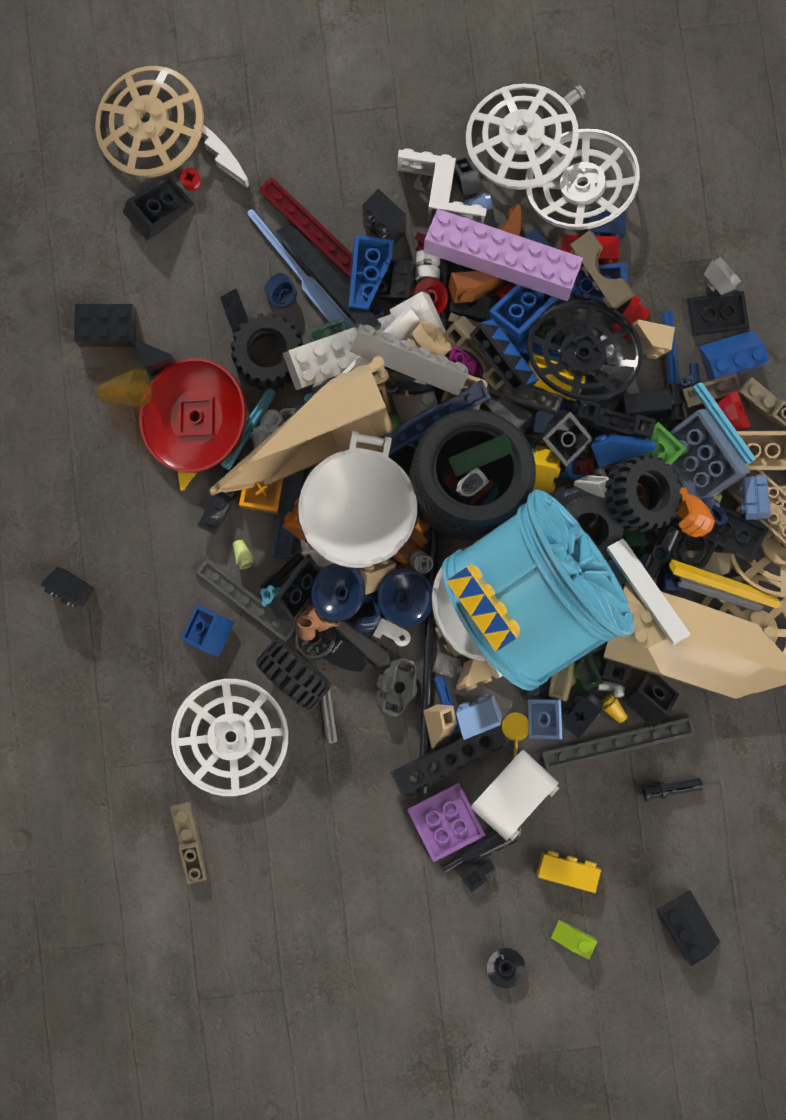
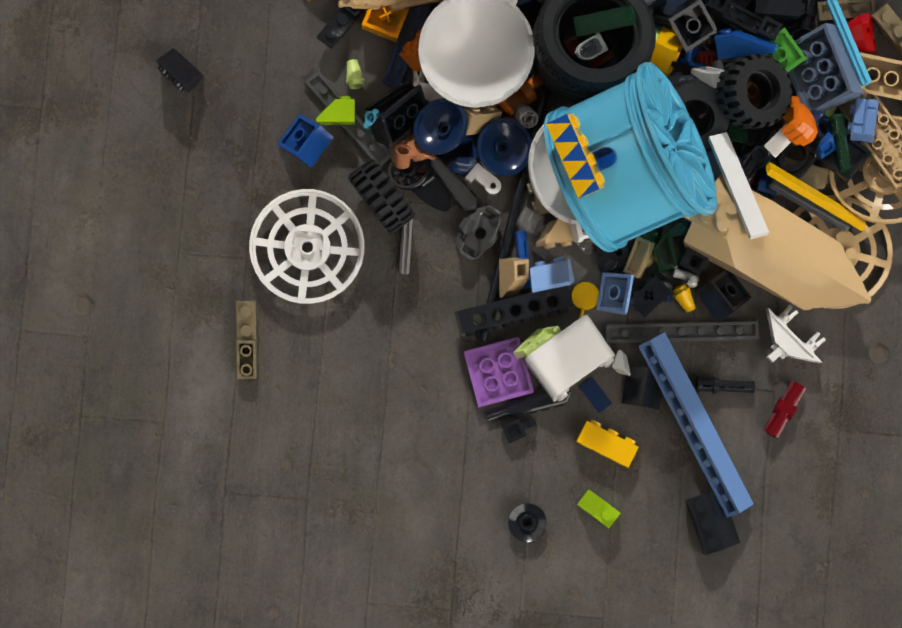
camera: 10 degrees right, 0 degrees up
(234, 596) = (339, 112): none -> lime slope
(477, 784) = (536, 340): none -> yellowish green wing
(514, 602) = (605, 157): none -> clear blue tile
(546, 823) = (595, 394): none -> dark blue sticker
(566, 788) = (621, 364): none -> white slope
(591, 807) = (641, 389): none -> black slope
(653, 836) = (696, 425): none -> medium blue brick
(676, 538) = (777, 143): none -> white sticker
(724, 531) = (826, 146): none -> blue tile
(724, 733) = (786, 342): none -> white connector
(735, 516) = (839, 134): none -> clear green pin
(736, 800) = (784, 409): none -> dark red piece

